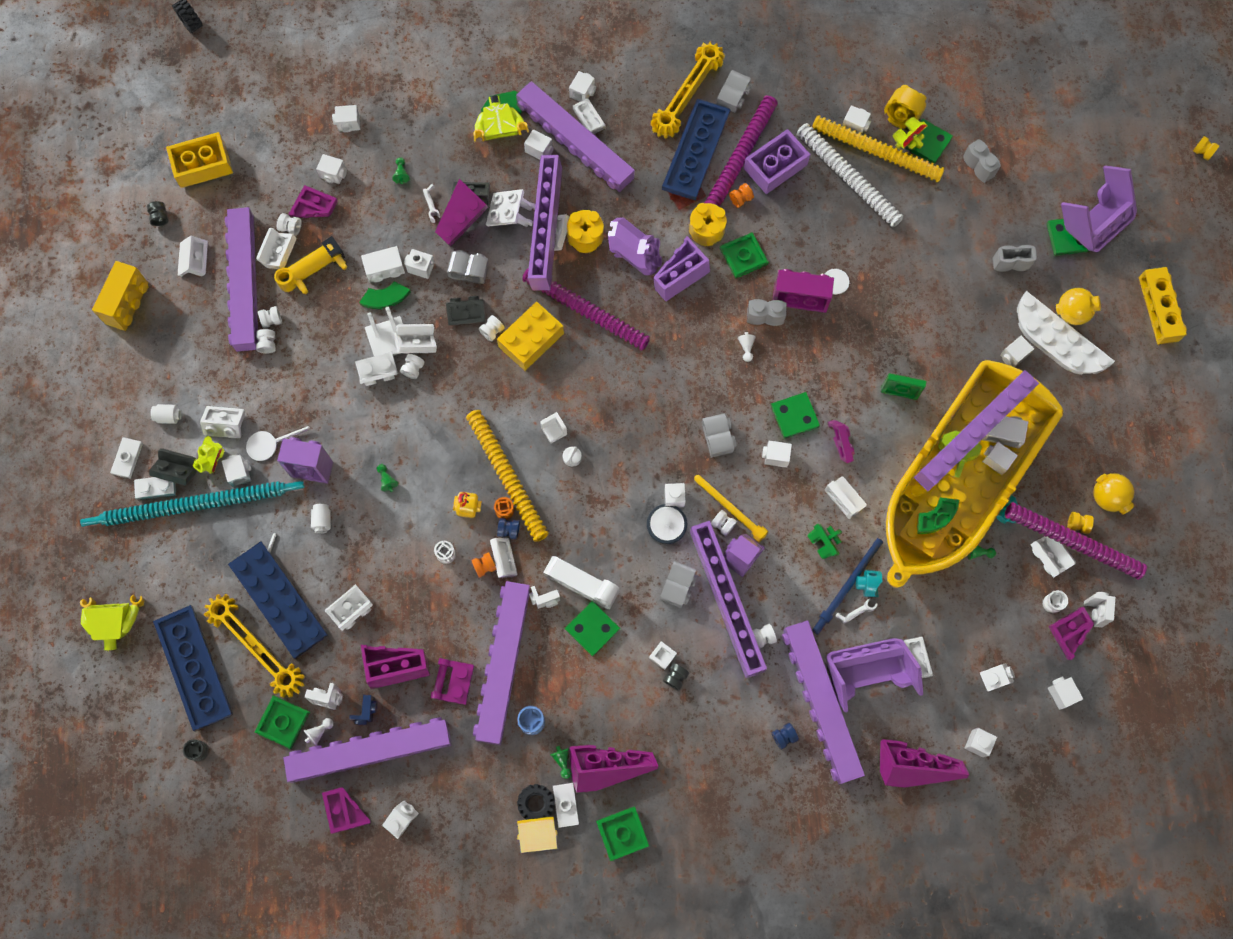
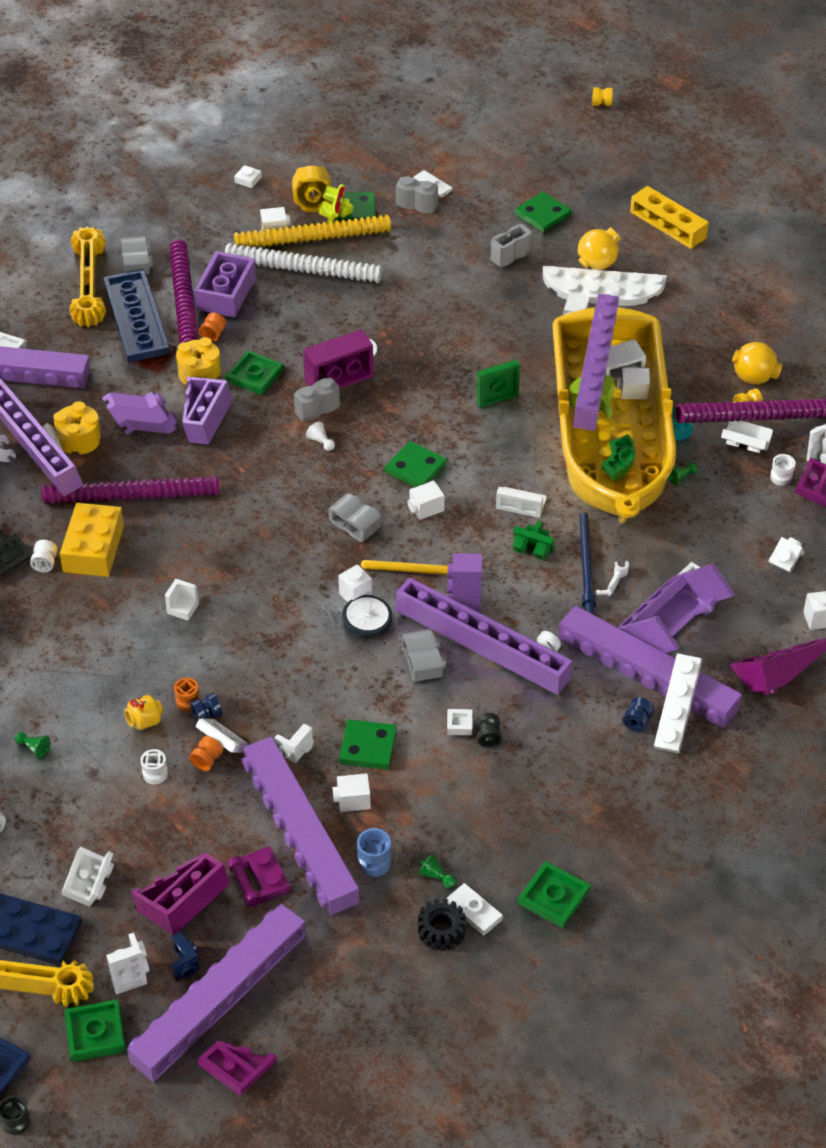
camera: 35 degrees left, 25 degrees down
(315, 733) = (143, 1016): white piece -> none
(400, 819) = (307, 1032): white bracket -> none
(507, 475) = (164, 665): yellow piece -> none
(537, 834) = (467, 949): yellow piece -> none
(552, 662) = (352, 792): none -> white brick
(572, 456) = (220, 615): white tile -> none
(584, 584) = (325, 708): white beam -> none
(598, 768) = (481, 856): magenta wedge -> none
(719, 521) = (429, 576): white wheel -> none
(815, 751) = (678, 703): none -> white plate
(841, 441) = (478, 455): magenta wing -> none
(869, 583) = (605, 547): teal piece -> none
(871, 60) = (248, 176): none -> white plate
(1005, 153) = (443, 188): none -> white piece
(1109, 217) = (559, 177): medium lavender windscreen -> none

